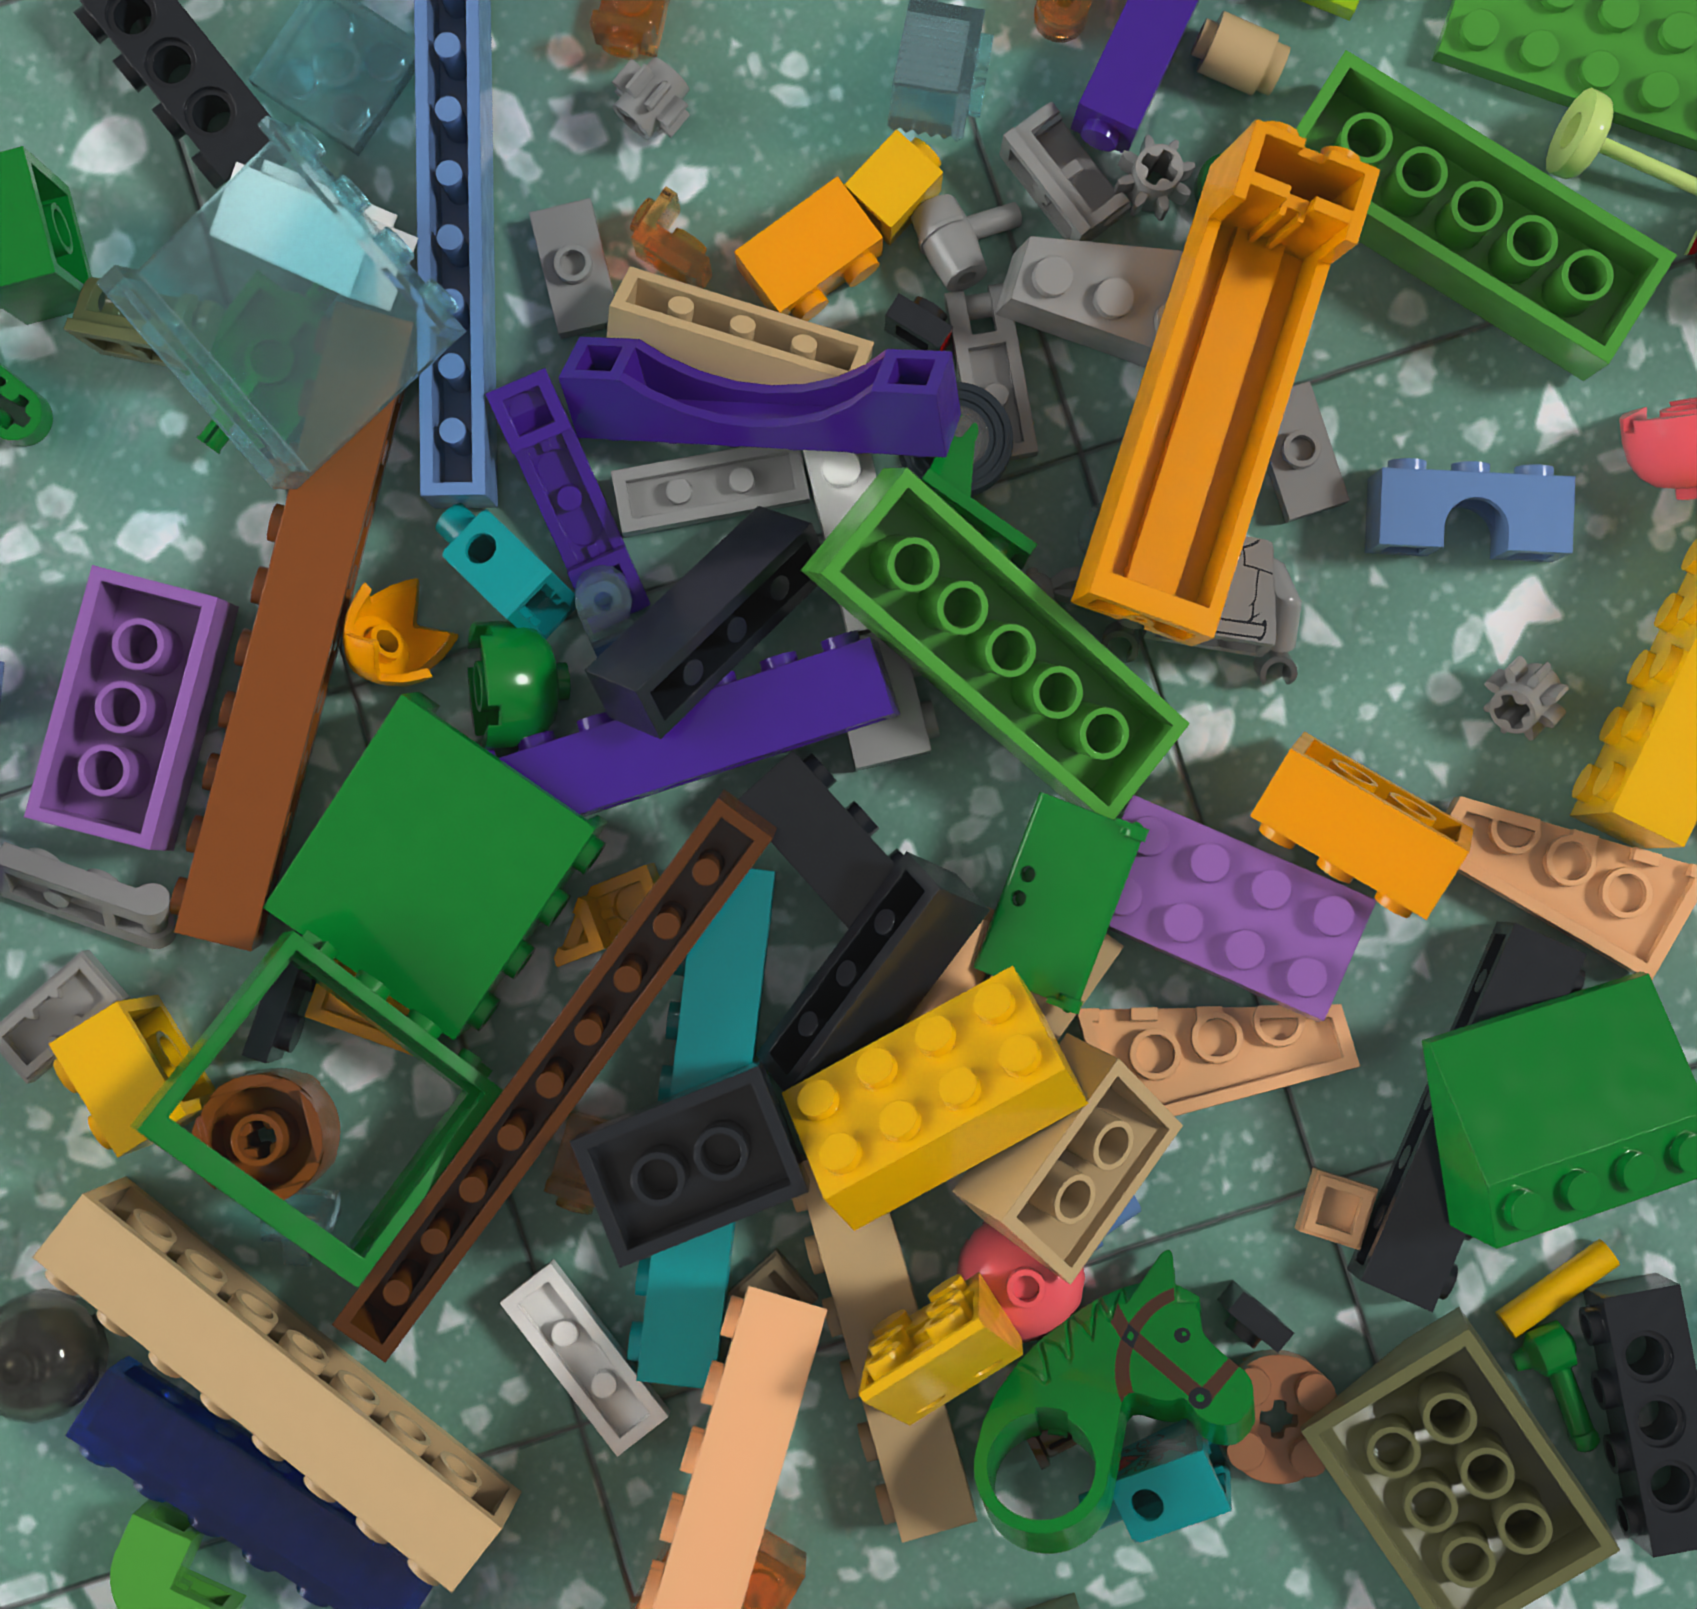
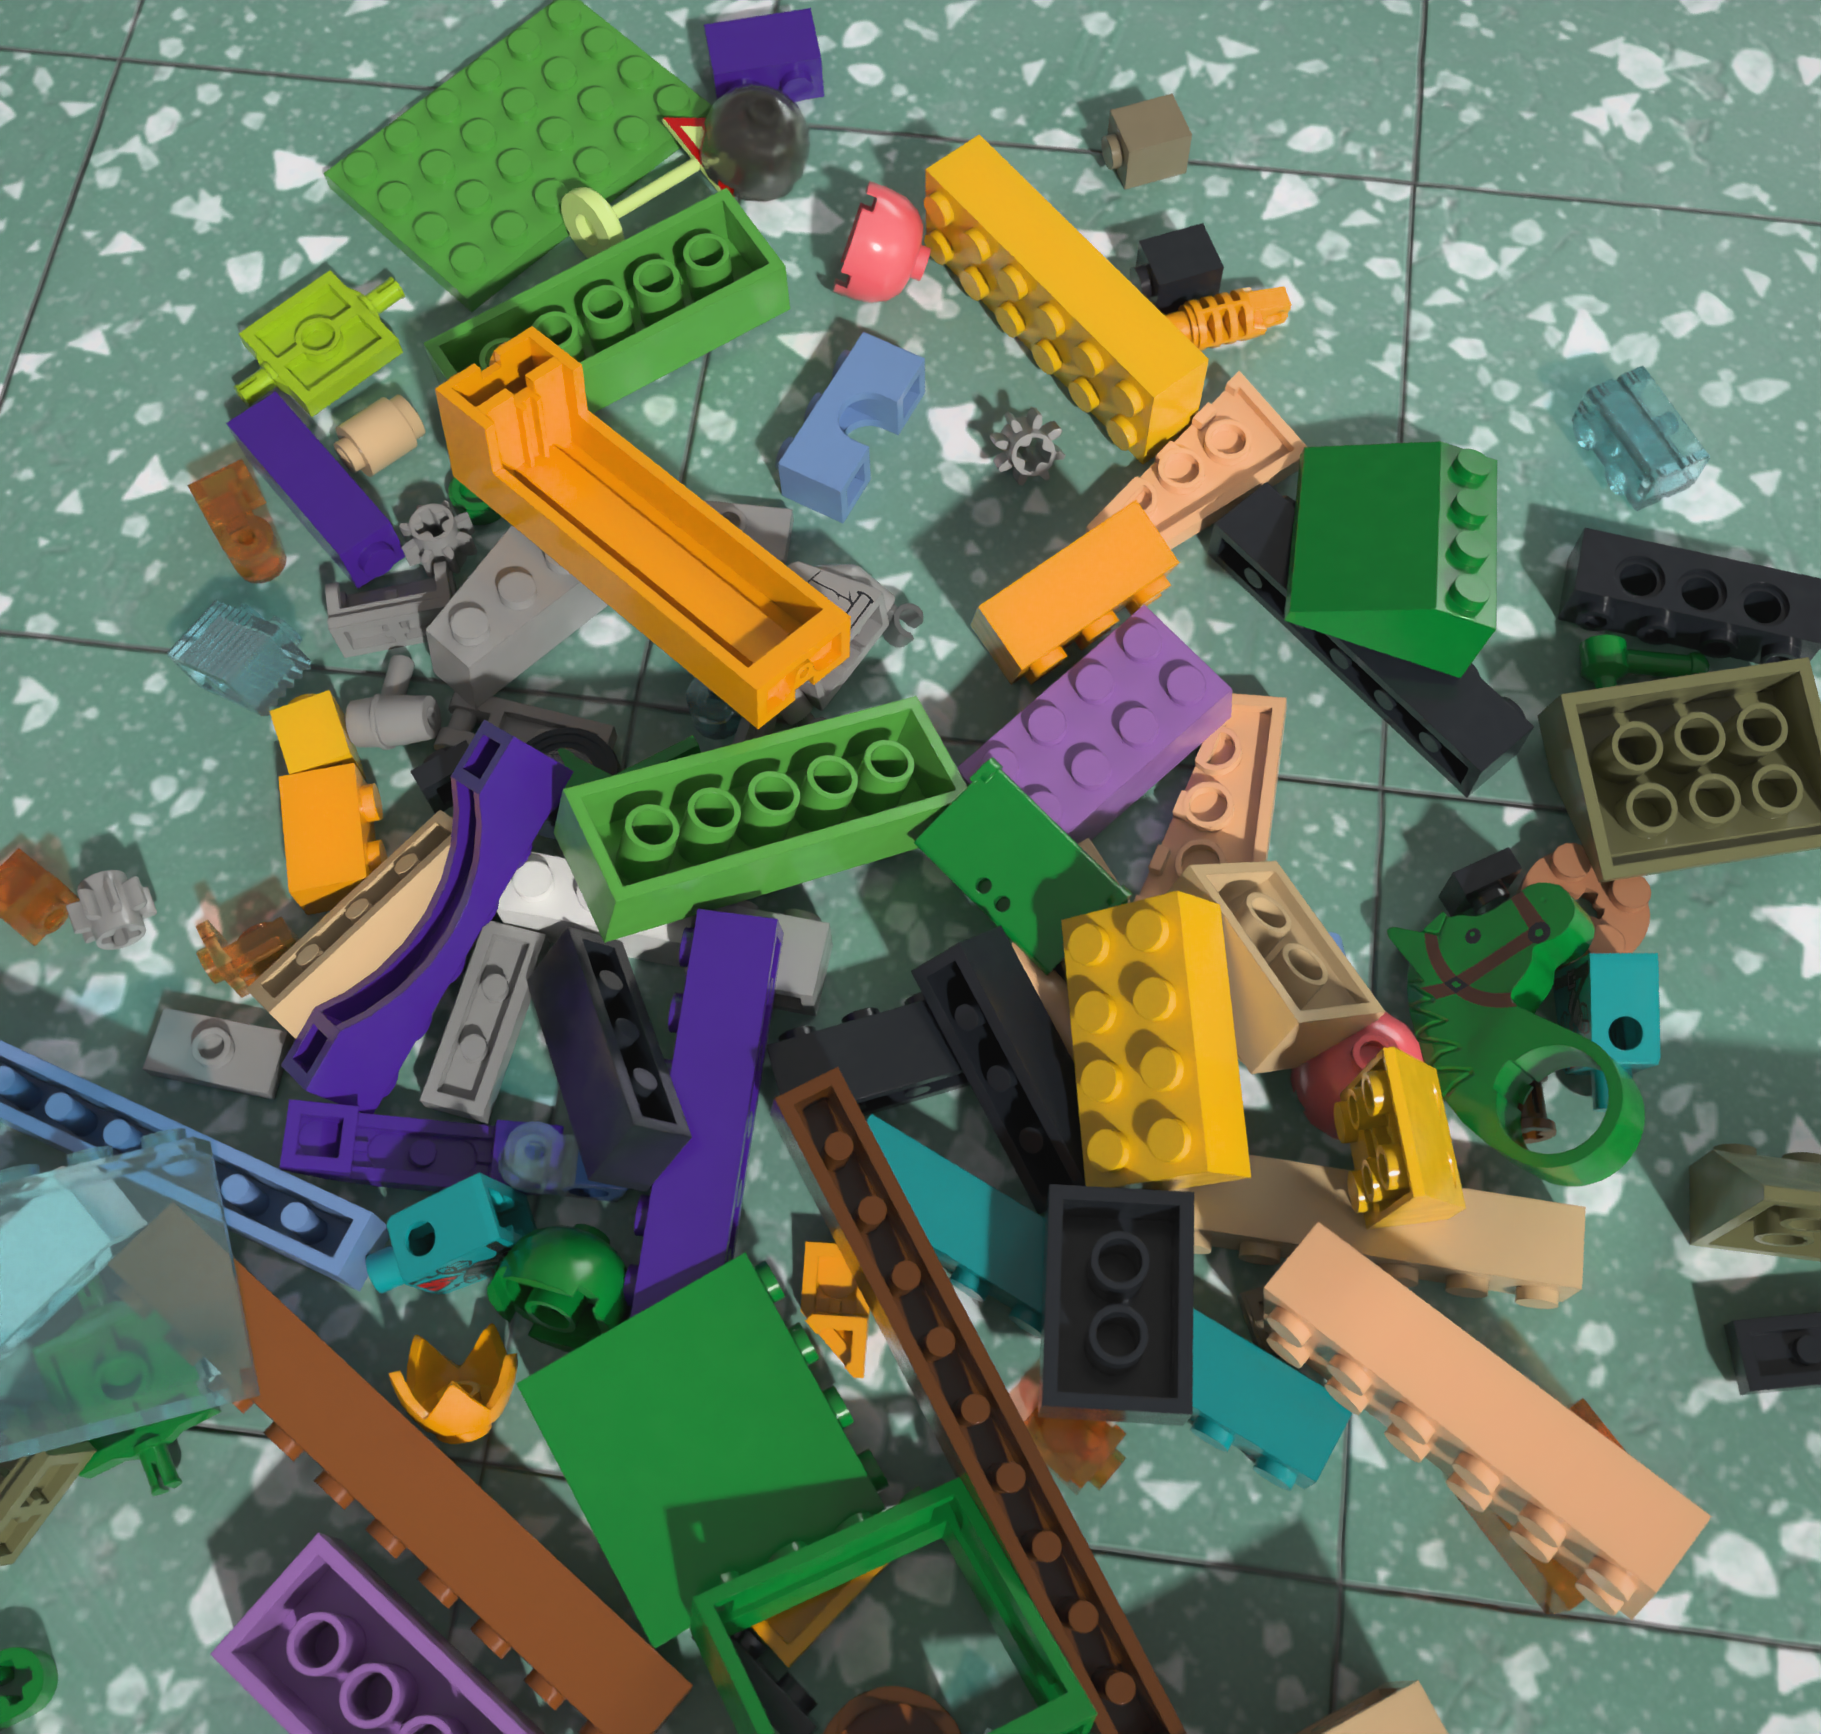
camera: 65 degrees left, 20 degrees down
(585, 1357) = (1271, 1536): white plate -> none
(1336, 1208) = (1407, 779): light nougat tile -> none
(1557, 1288) = (1551, 634): yellow piece -> none

